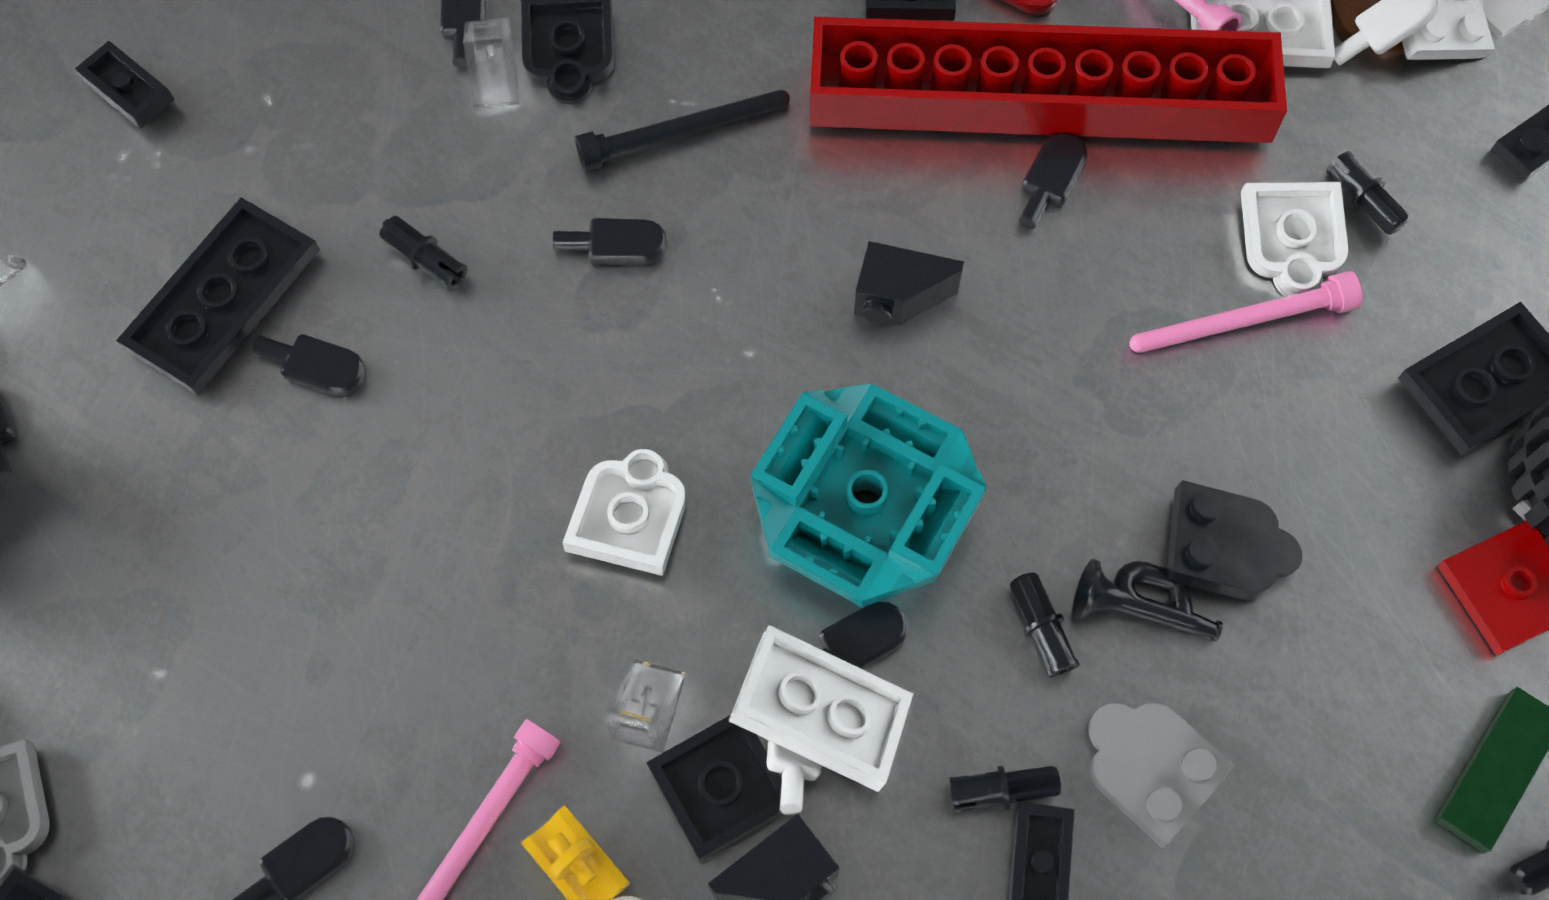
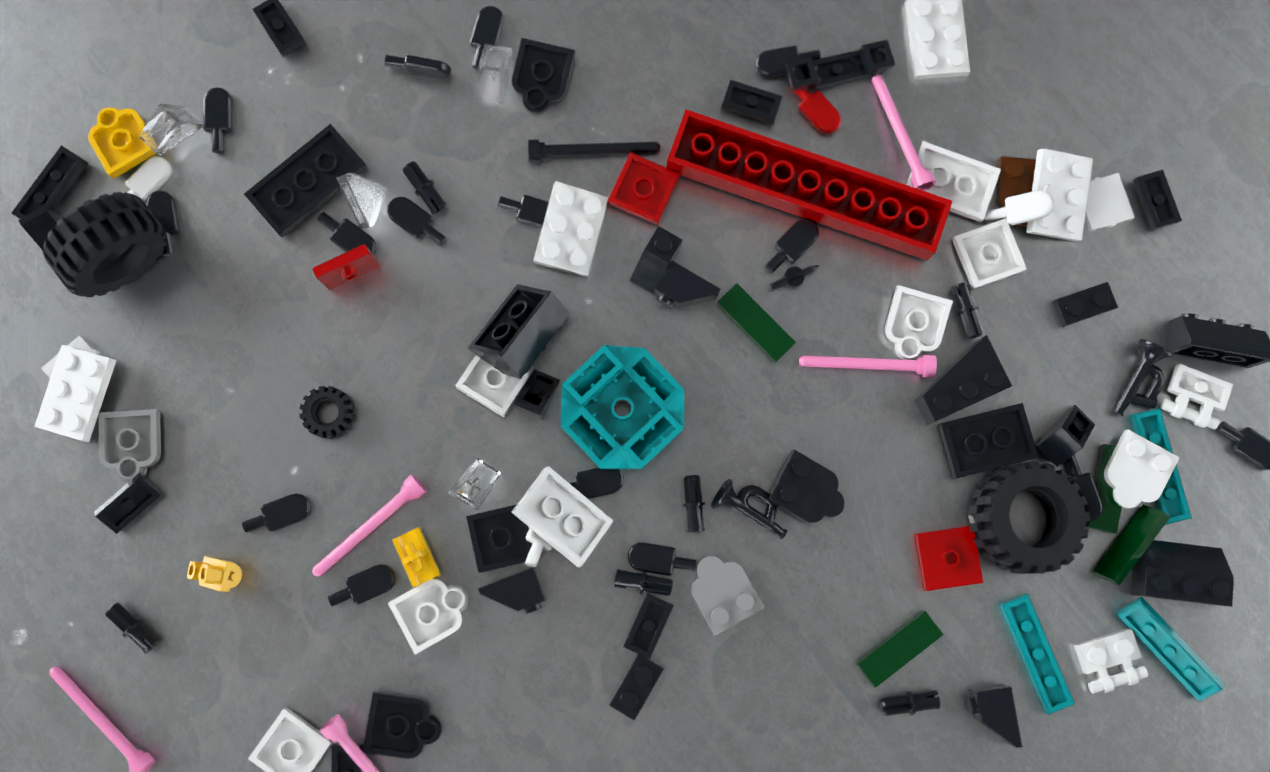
camera: 10 degrees right, 15 degrees up
(48, 242) = (217, 116): none -> black piece
(321, 288) = (363, 198): none -> clear slope
(321, 399) = (346, 267): none -> red plate
(323, 635) = (311, 407): none -> black tyre
(370, 79) = (420, 66): none -> black piece
(417, 307) = (413, 219): none -> black piece
(649, 420) = (519, 330): none -> black slope
(685, 250) = (570, 229): none -> white plate
(709, 523) = (537, 394): none -> black slope
(784, 159) = (643, 188): none -> red plate
(840, 252) = (655, 259): none -> black slope
(1014, 740) = (657, 559): none -> black piece
(1038, 307) = (755, 322): none -> dark green tile
(1073, 221) = (794, 276): none -> black piece
(1364, 105) = (989, 254): none -> white plate
(1416, 298) = (964, 383): none -> black wedge

